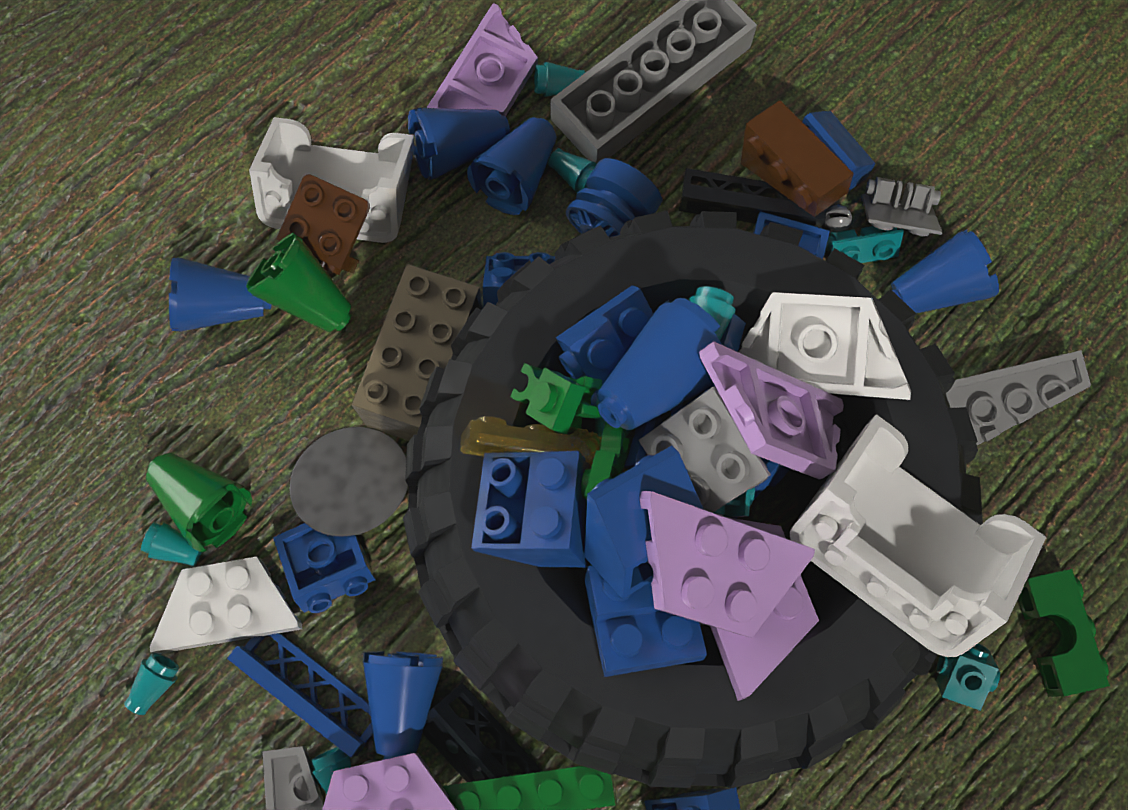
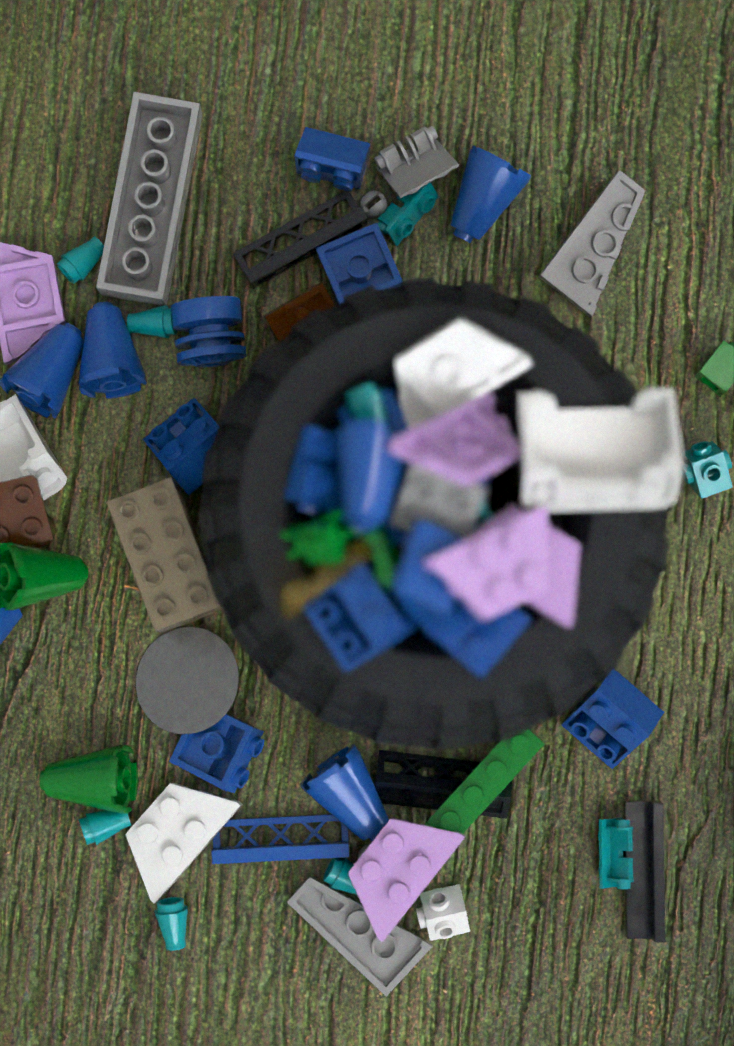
camera: 40 degrees left, 10 degrees up
(794, 160) = (312, 193): reddish brown wedge -> none

